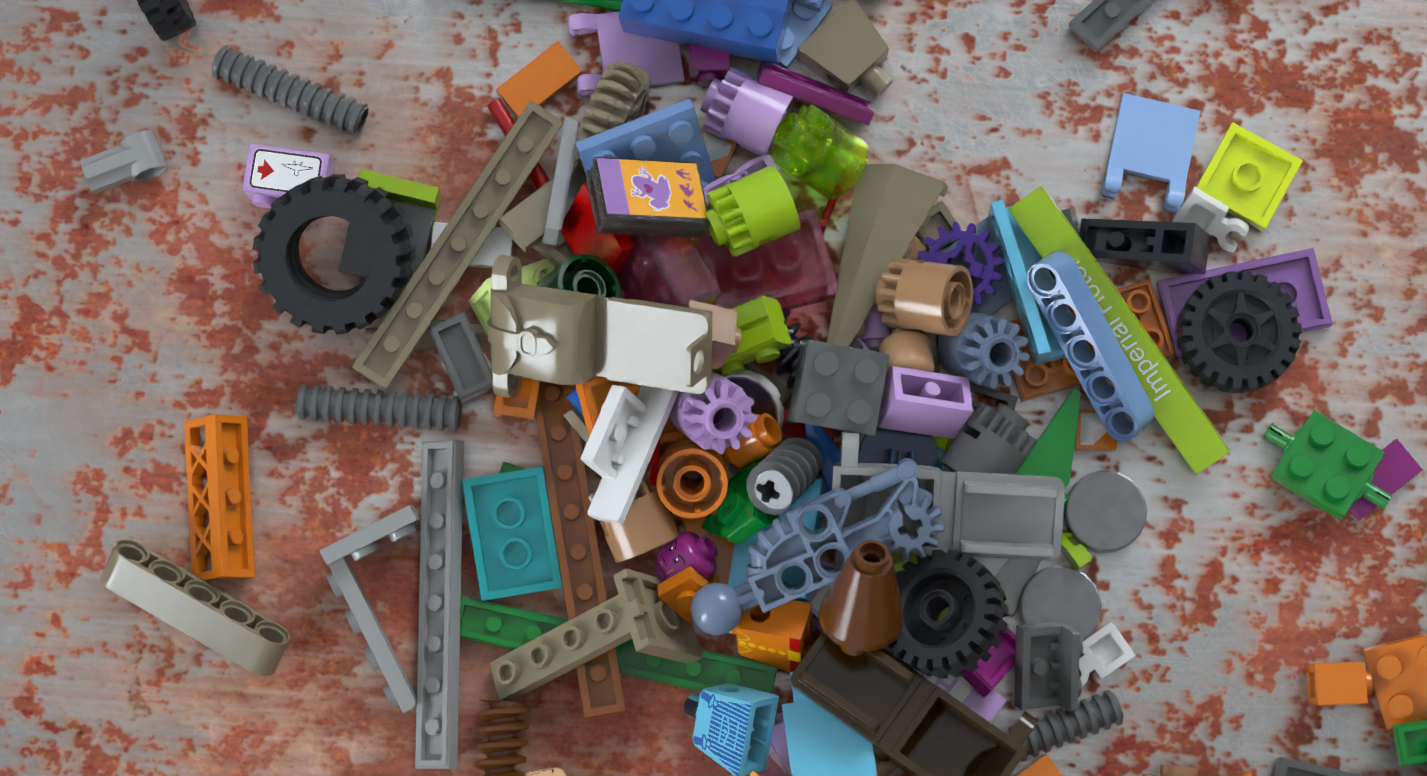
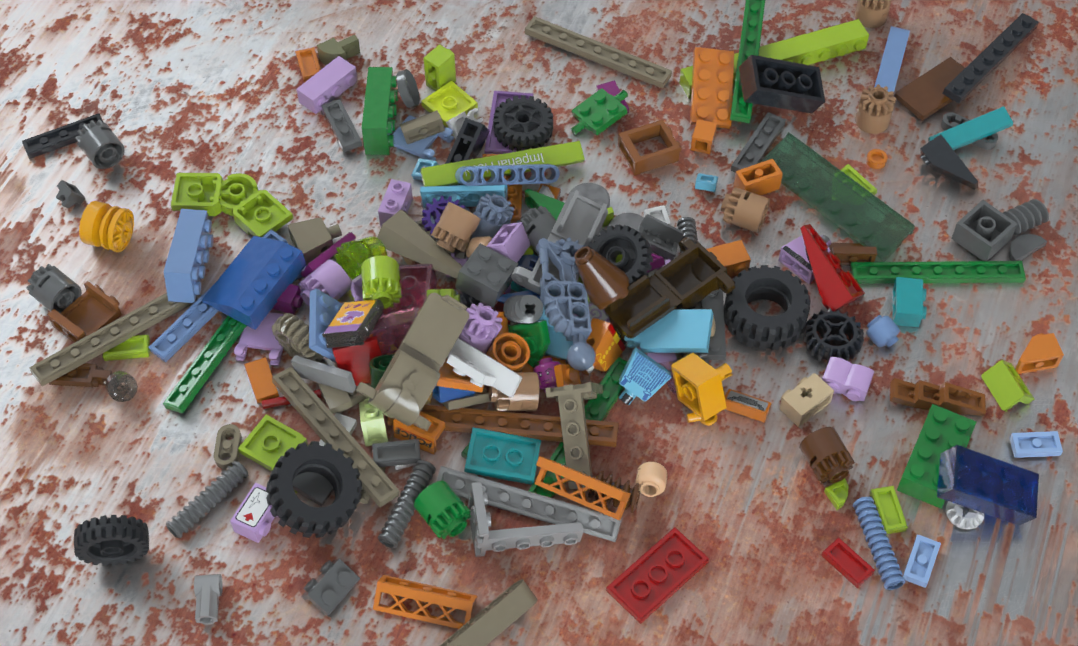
camera: 70 degrees left, 25 degrees down
(199, 341) = (330, 586): none -> dark grey bracket
(374, 472) = (442, 509): none -> green gear
(394, 77) = (227, 448): none -> dark tan plate
(421, 145) = (268, 442): none -> lime plate
(478, 686) = (588, 481): none -> orange fence
(972, 164) = (396, 198): none -> lavender brick
(1074, 188) = (422, 163): none -> medium azure tile
(1168, 146) = (422, 127): none -> dark tan panel
(1171, 56) = (379, 111): none -> green brick
(1226, 719) = (706, 182): none -> medium azure tile
(1251, 80) = (407, 88): none -> dark grey piece
(1291, 634) = (641, 164): none -> dark orange window
(1315, 130) = (439, 67): none -> lime brick

